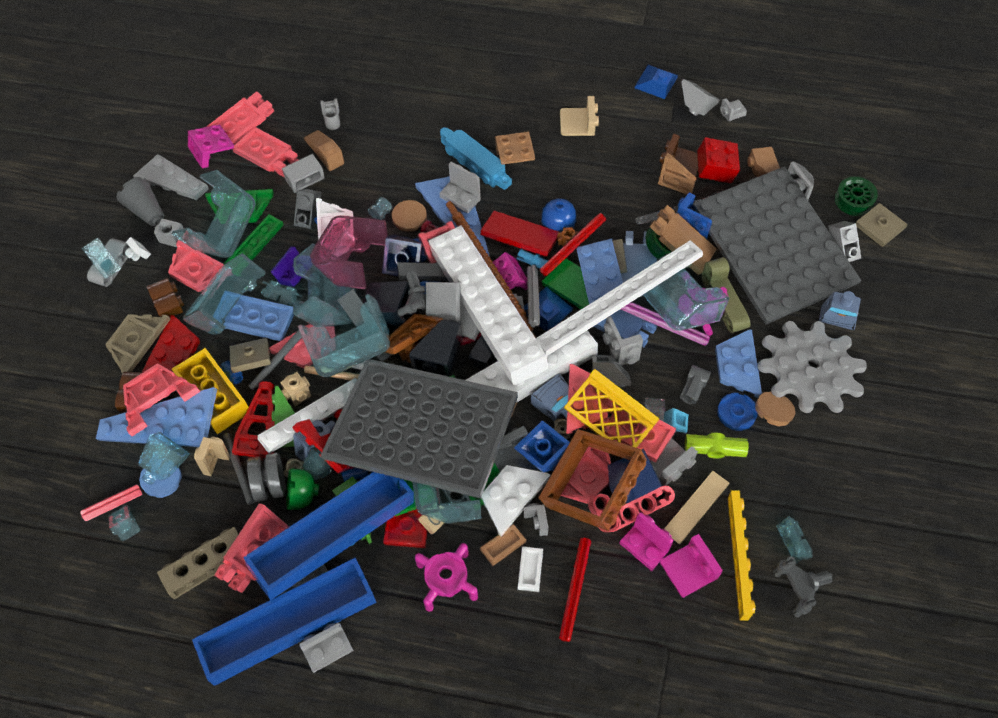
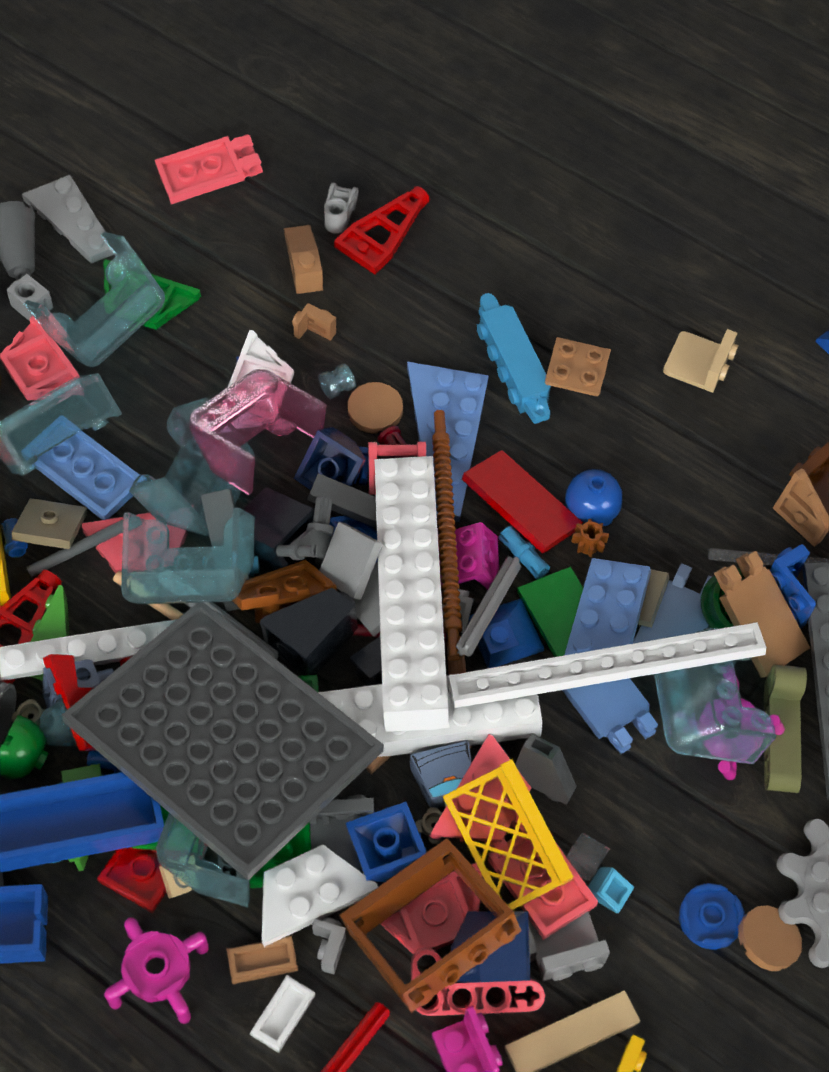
camera: 20 degrees right, 0 degrees up
(207, 141) = (146, 184): dark pink bracket -> none
(258, 238) = (142, 357): green tile -> none
(265, 151) = (220, 229): coral tile -> none
(273, 290) = (130, 441): clear light blue hinge -> none
(284, 269) = (155, 416): dark purple bracket -> none
(295, 388) = (86, 600): tan brick -> none
(303, 173) = (255, 283): light grey brick -> none
(306, 207) = (232, 335): dark grey slope -> none
(350, 180) = (315, 320): none -> medium nougat bracket
(359, 131) = (369, 252): none -> red plate
(462, 189) = (466, 400): light grey bracket -> none
(580, 237) = (589, 551): red axle -> none
(623, 350) = (583, 748): light grey bracket -> none
(656, 319) = (652, 717): magenta axle -> none
(695, 383) = (672, 840): dark grey piece -> none
(717, 445) = (650, 954): lime piece -> none
(738, 363) = (752, 842): medium blue wing -> none

